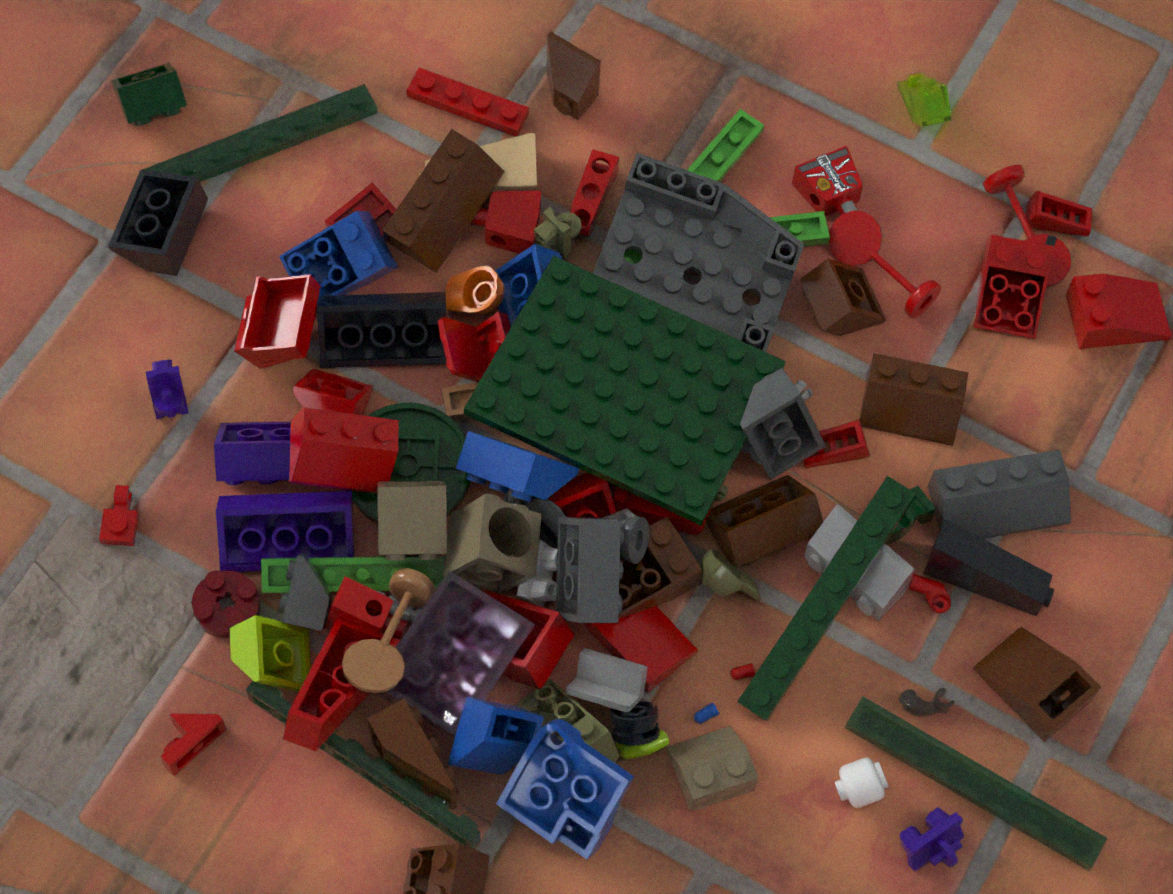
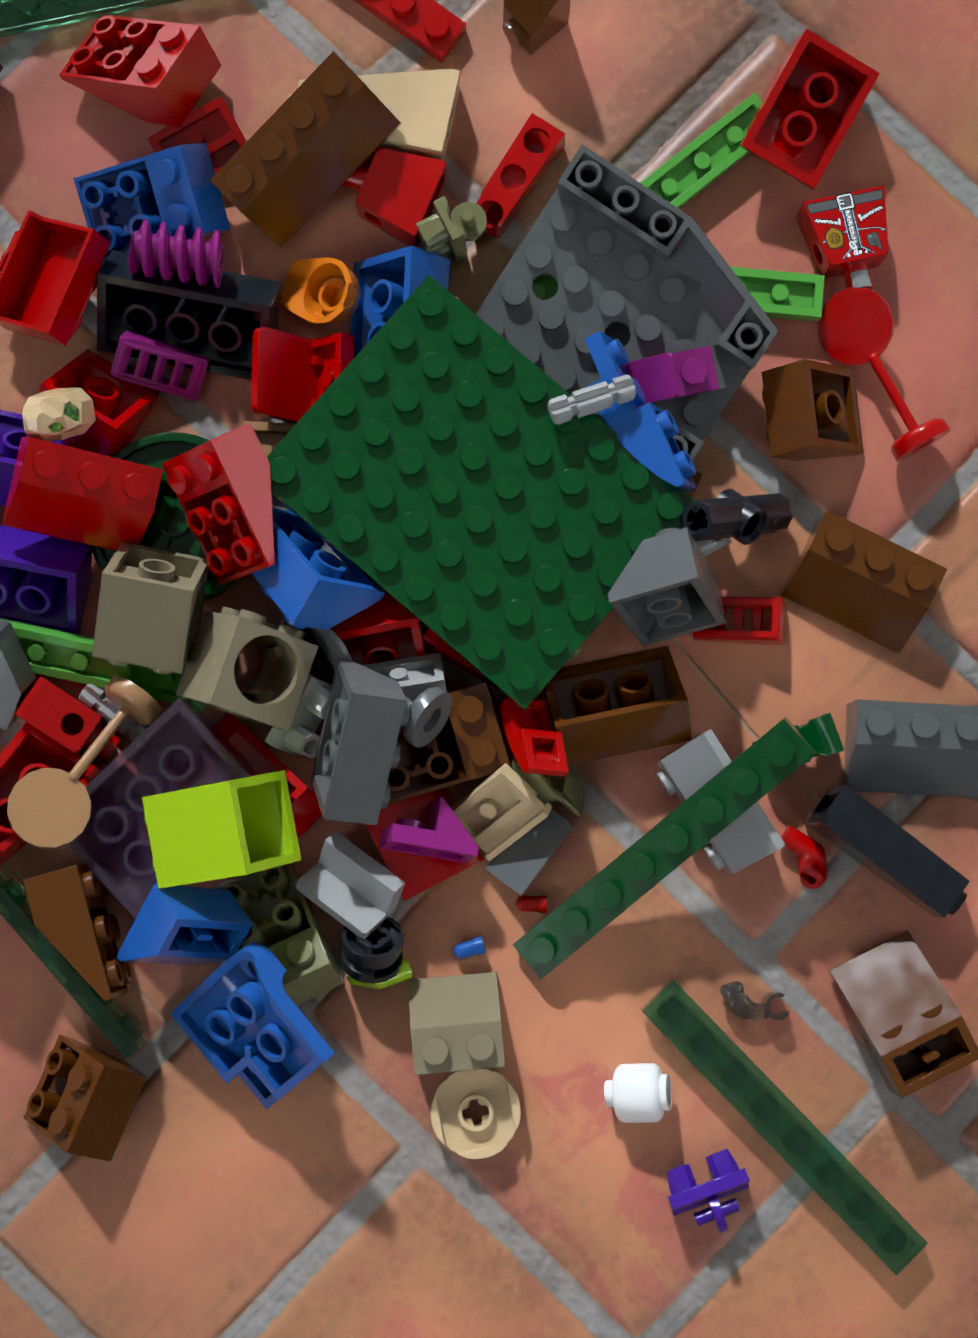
camera: 15 degrees right, 20 degrees up
(311, 176) = (144, 67): none -> red slope
(316, 395) = (58, 414): none -> tan rock
(345, 363) = (138, 375): none -> magenta slope
(371, 280) = (177, 254): none -> magenta piece
(450, 431) = (227, 501): none -> red slope
(505, 646) = (221, 829): none -> lime slope
(661, 631) = (441, 839): none -> magenta slope
(690, 306) = (591, 399): none -> light grey axle
(700, 606) = (500, 811): none -> tan plate
(711, 543) = (531, 738): none -> red slope
(724, 319) = (641, 429): none -> blue slope
(729, 632) = (527, 856): none -> dark grey slope
(736, 845) = (460, 1133): none -> tan plate
(737, 291) = (675, 374): none -> magenta slope
(781, 108) = (808, 108): none -> red slope
(814, 368) = (737, 516): none -> black piece

